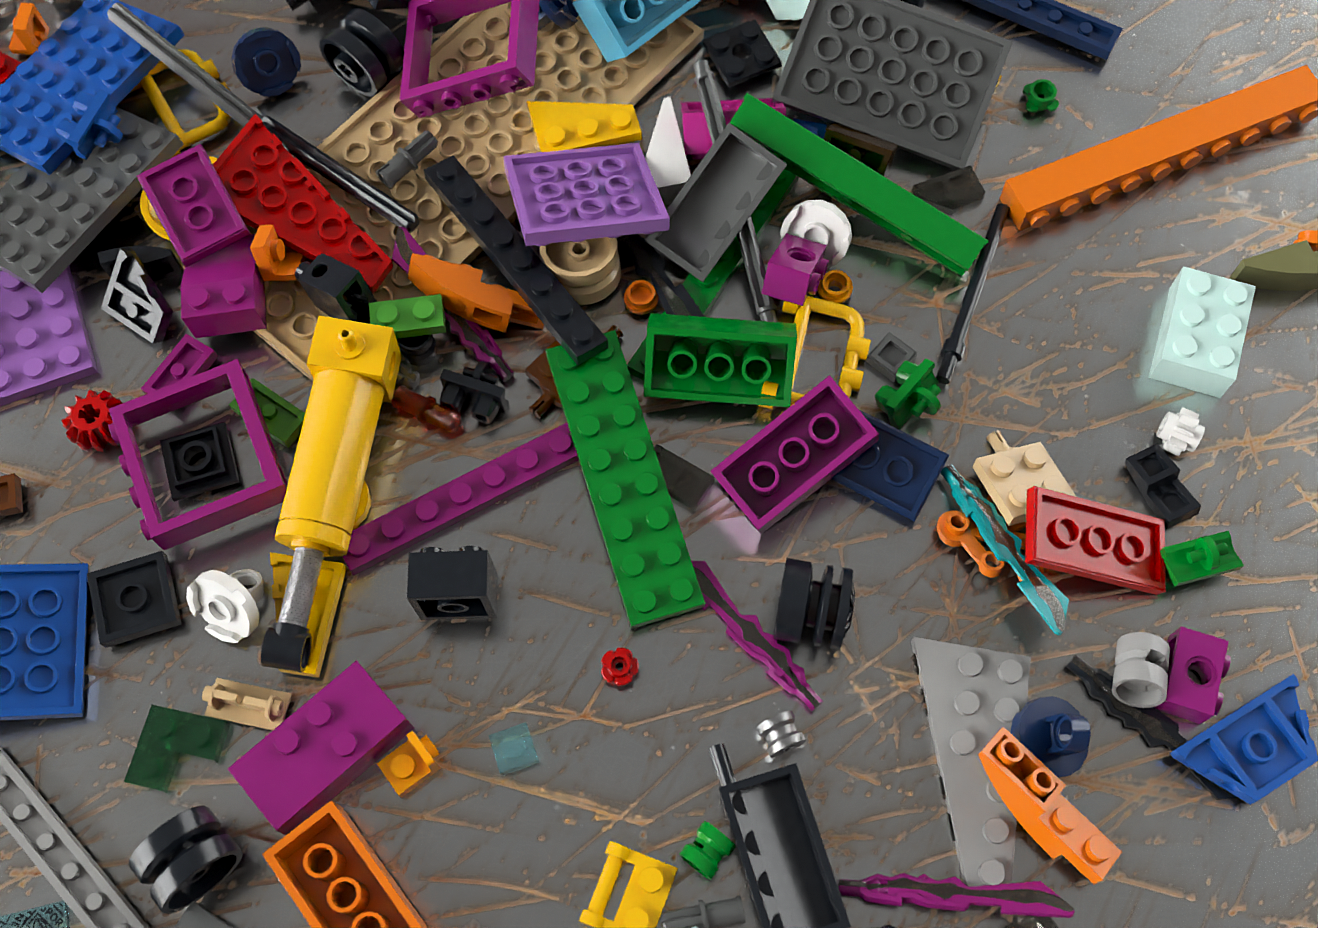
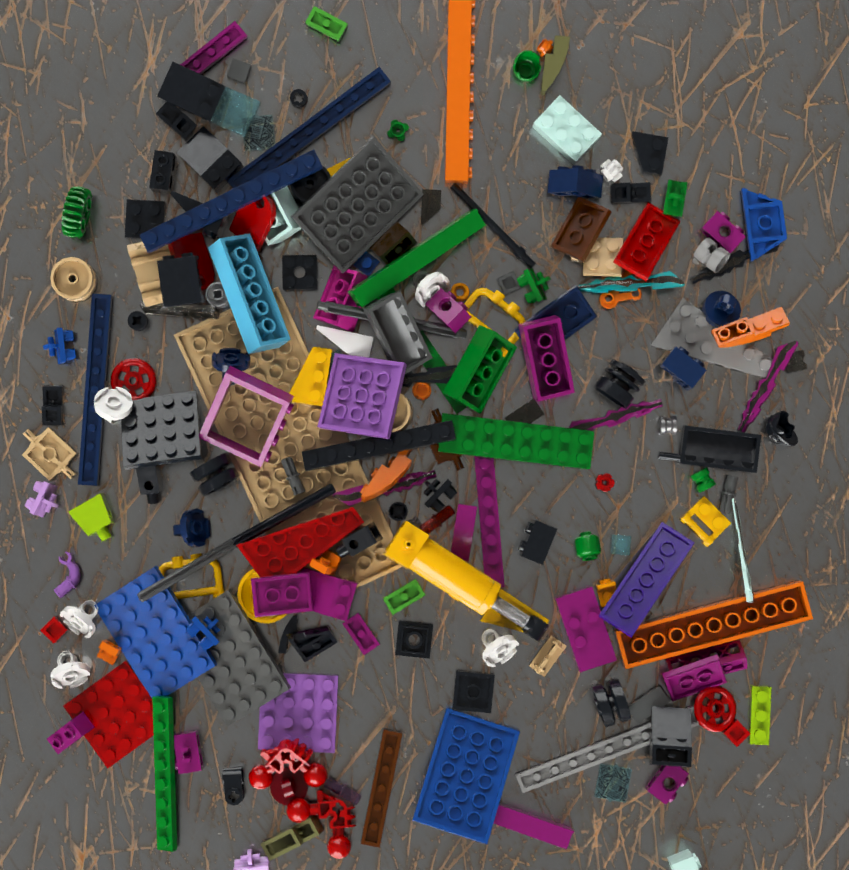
camera: 65 degrees left, 20 degrees up
(90, 420) = (366, 677): red gear -> none
(167, 736) = (546, 695): clear green plate -> none
(222, 511) = (411, 669): magenta window -> none
(410, 315) = (389, 511): bright green plate -> none
(422, 459) = (463, 531): none -> magenta slope
(459, 819) = (646, 579): none -> dark purple plate
(484, 685) = (587, 546): none -> green head
(901, 710) = (683, 368): none -> dark blue brick
(1051, 424) = (581, 229): none -> reddish brown plate
(1128, 380) = (575, 182): none -> dark blue brick
(1252, 488) = (650, 151): none -> black wing
(1265, 226) = (527, 66): none -> green hair

